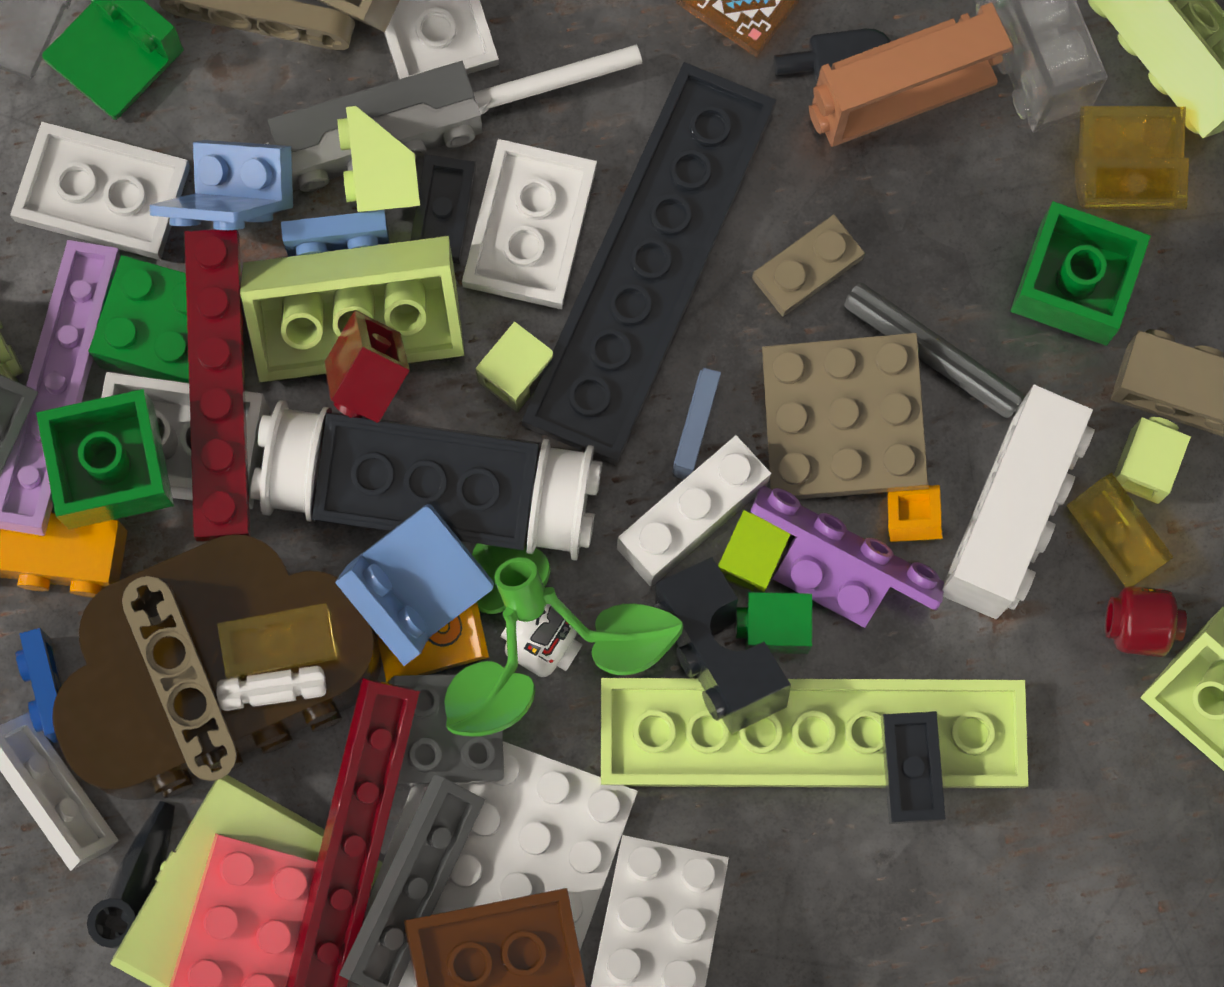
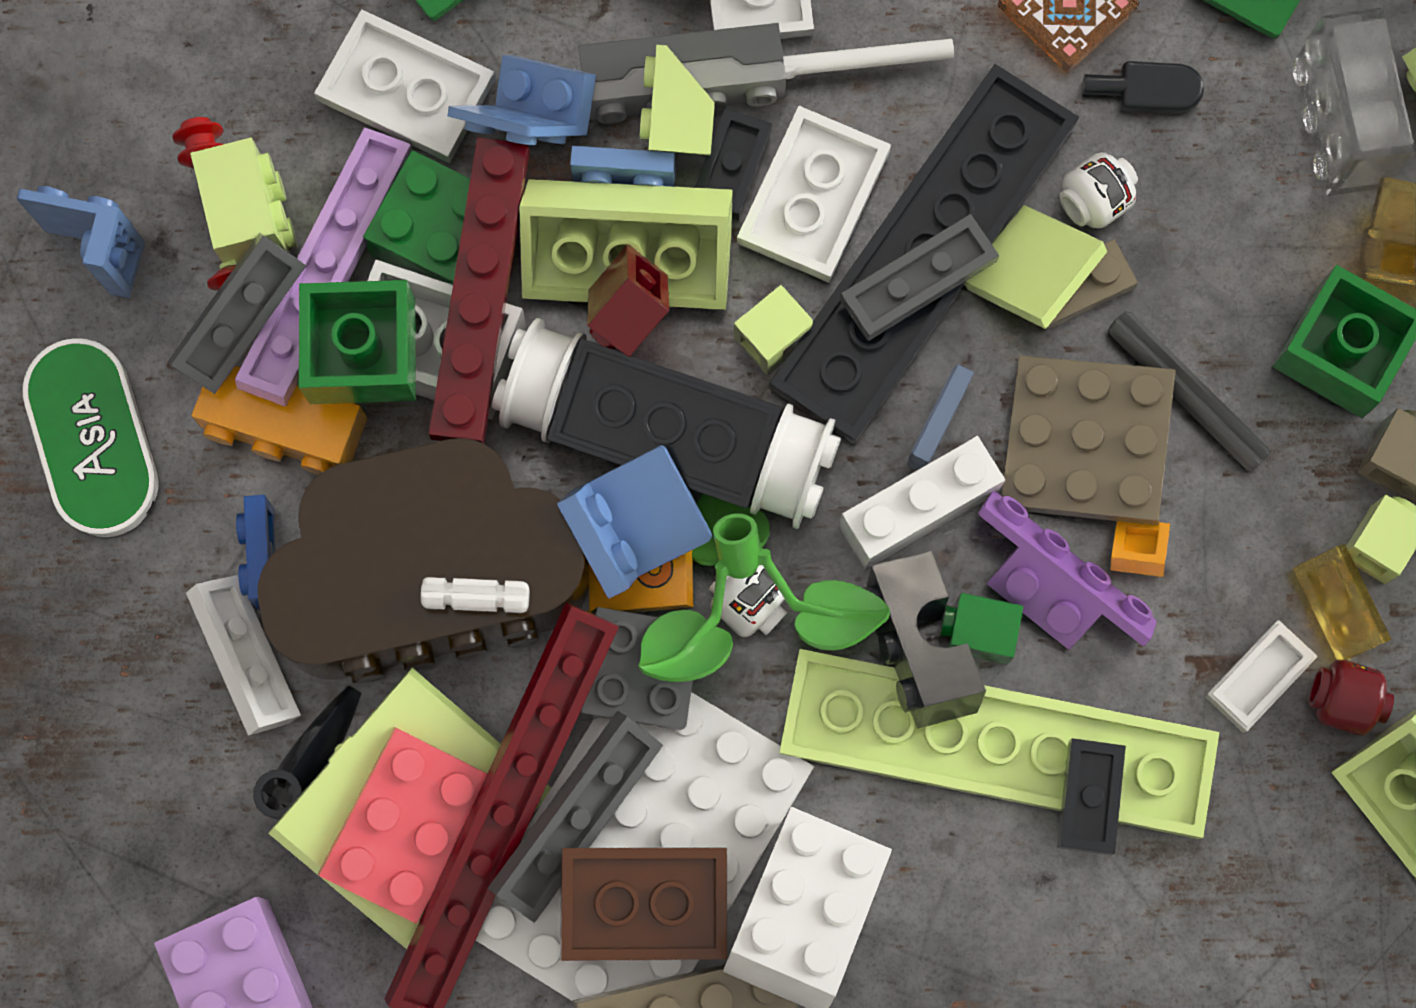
camera: 15 degrees right, 0 degrees up
(171, 681) = (395, 566): dark tan beam -> none
(277, 641) = (489, 550): clear yellow plate -> none
(649, 288) = (919, 277): none -> dark grey plate
(753, 553) = (972, 555): lime brick -> none
(761, 256) = (1037, 266): none -> yellowish green tile
(809, 169) = (1099, 190): none -> white head
(908, 76) = (1216, 116): nougat door -> none
(1016, 502) = (1245, 554): white brick -> none
(1055, 617) = (1260, 676): none -> white tile

